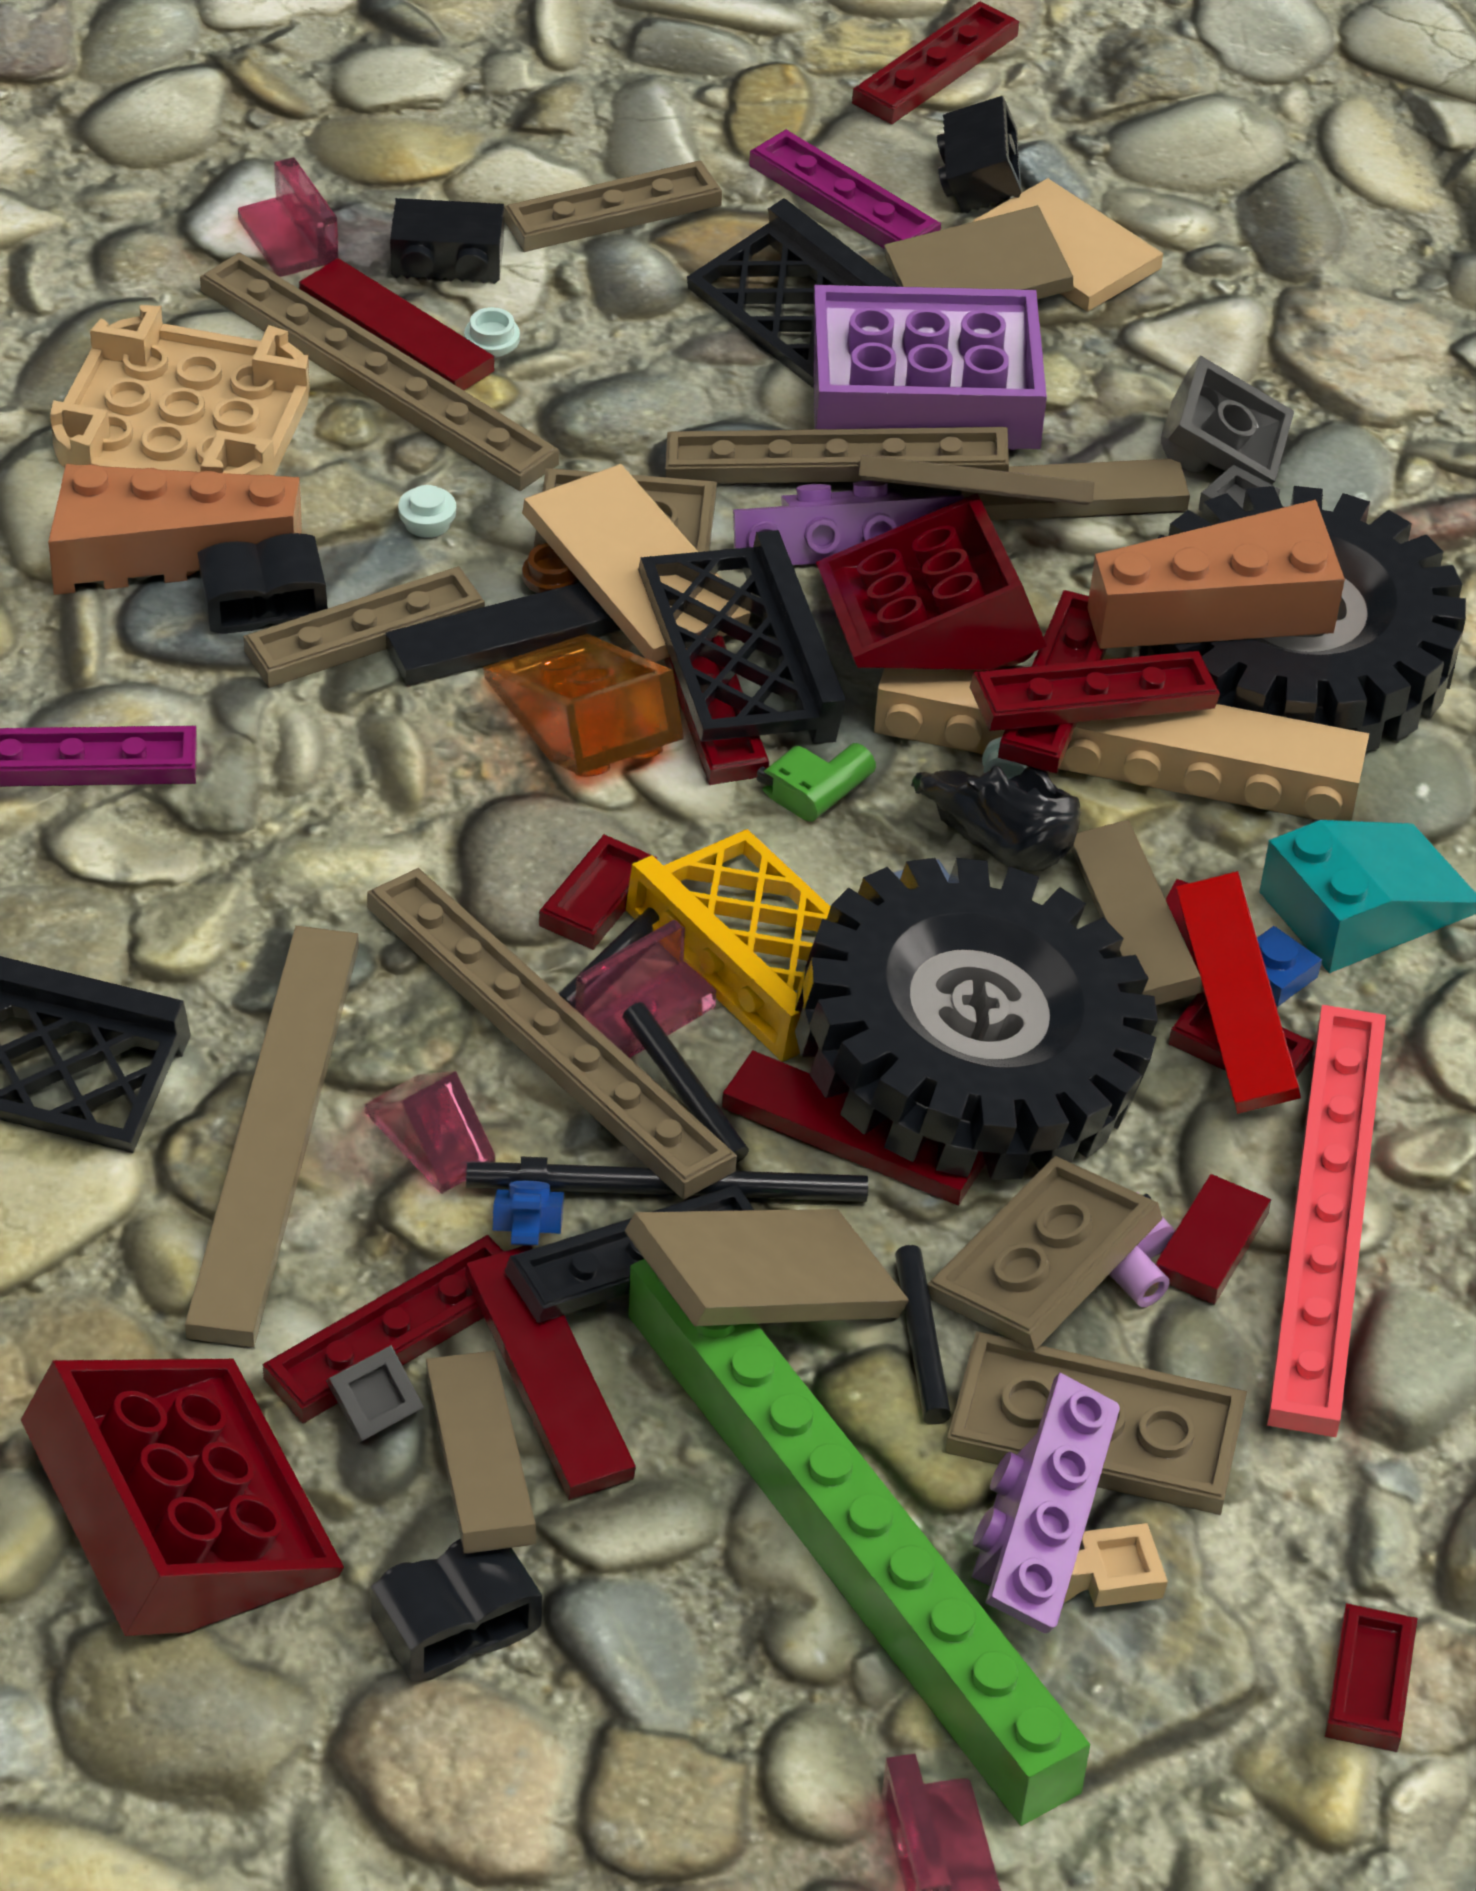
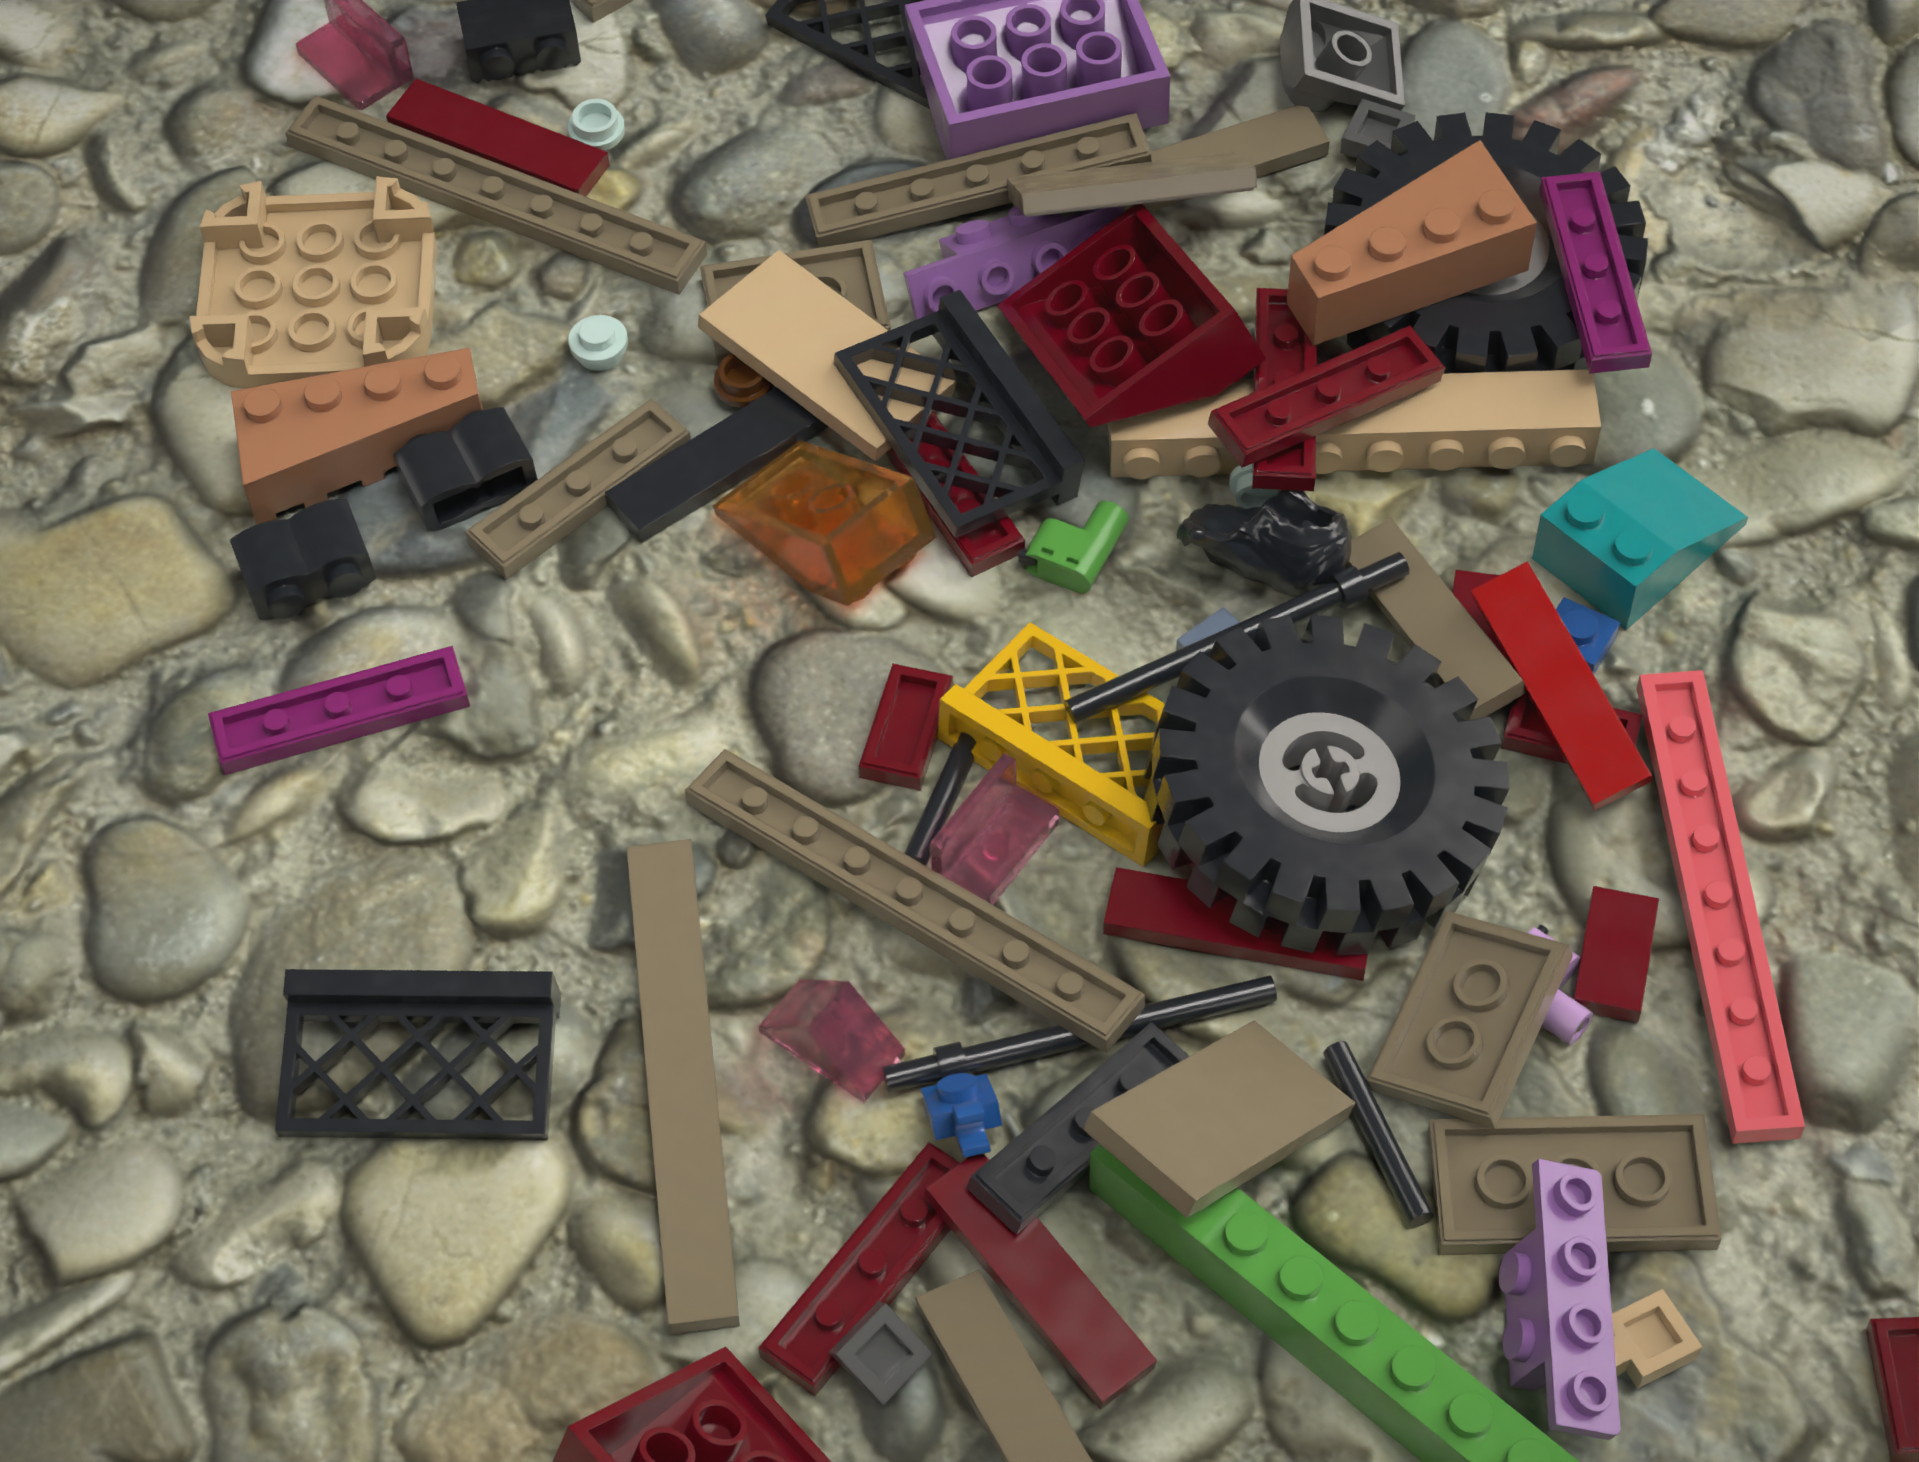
camera: 10 degrees left, 10 degrees up
(83, 623) = (303, 559): none -> black brick
(682, 1077) = (1061, 918): black bar -> none
(1059, 865) = (1344, 590): none -> black bar
(1397, 647) = (1595, 273): none -> magenta tile

